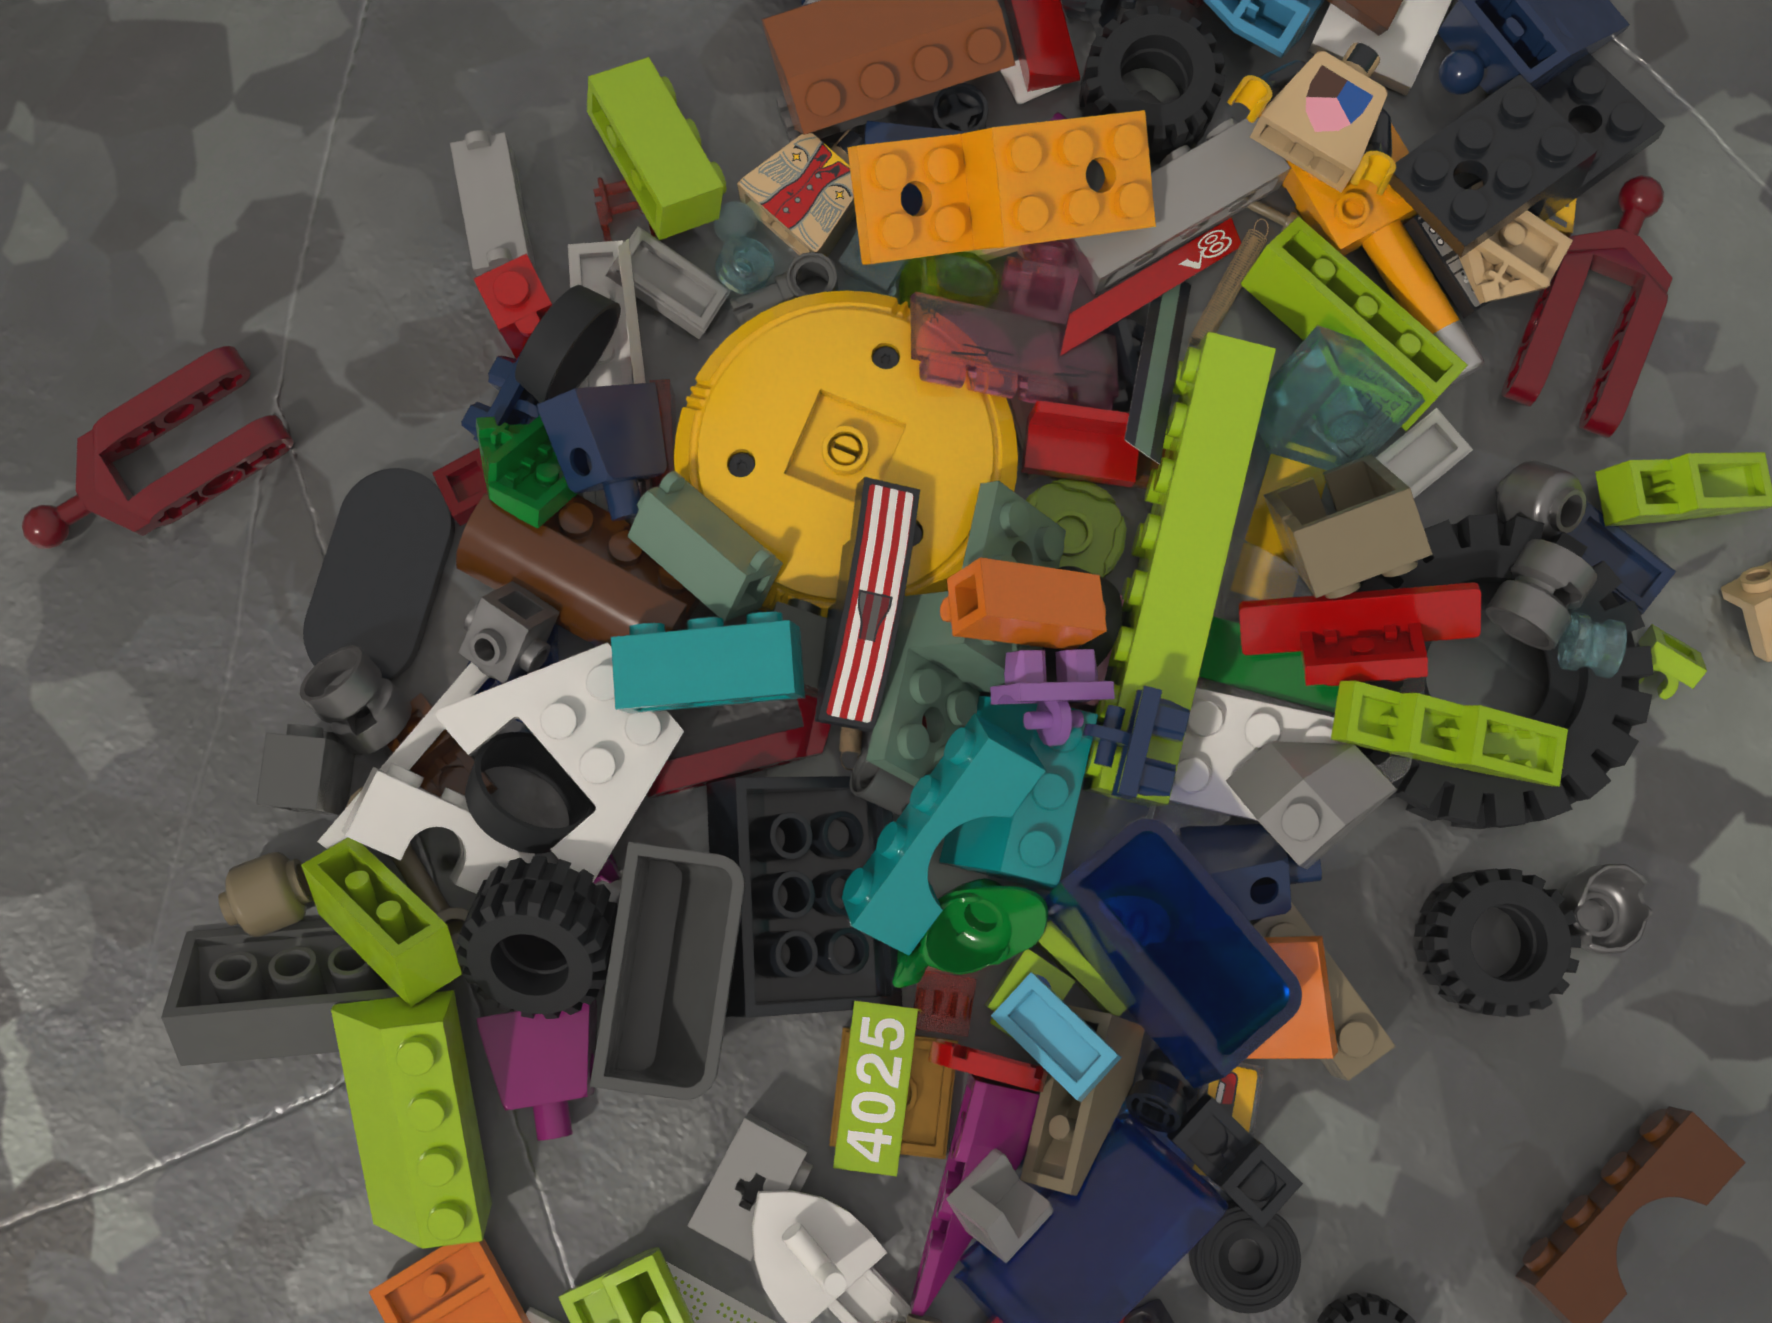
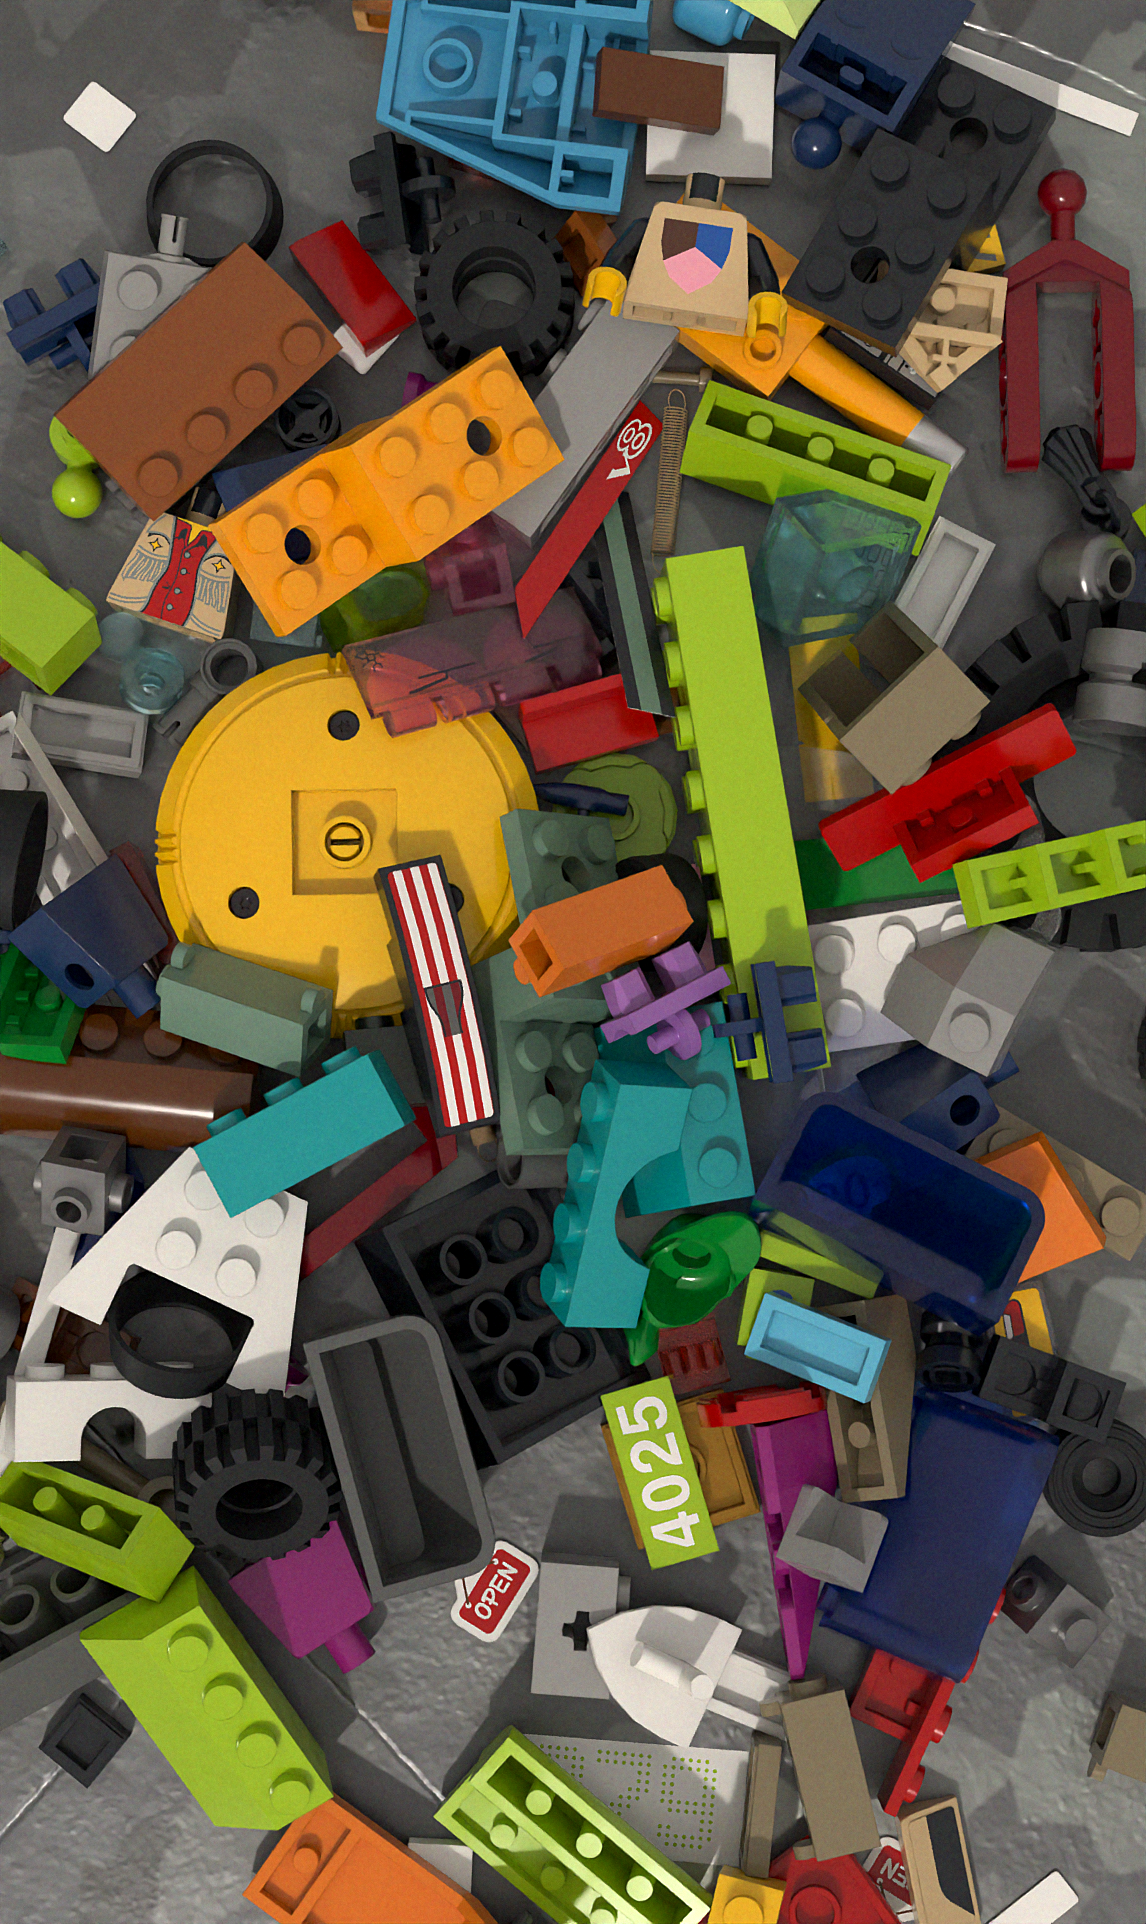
camera: 15 degrees left, 5 degrees up
(298, 1102) = (84, 1740): none -> black tile
(692, 1127) = (493, 1595): none -> sticker
(752, 92) = (76, 489): none -> lime plate
(1052, 506) = (582, 798): none -> dark blue helmet
(1240, 62) = (585, 243): none -> dark orange tile
(1566, 407) = (1073, 456): none -> black piece
(1673, 130) = (1048, 91): none -> white sticker

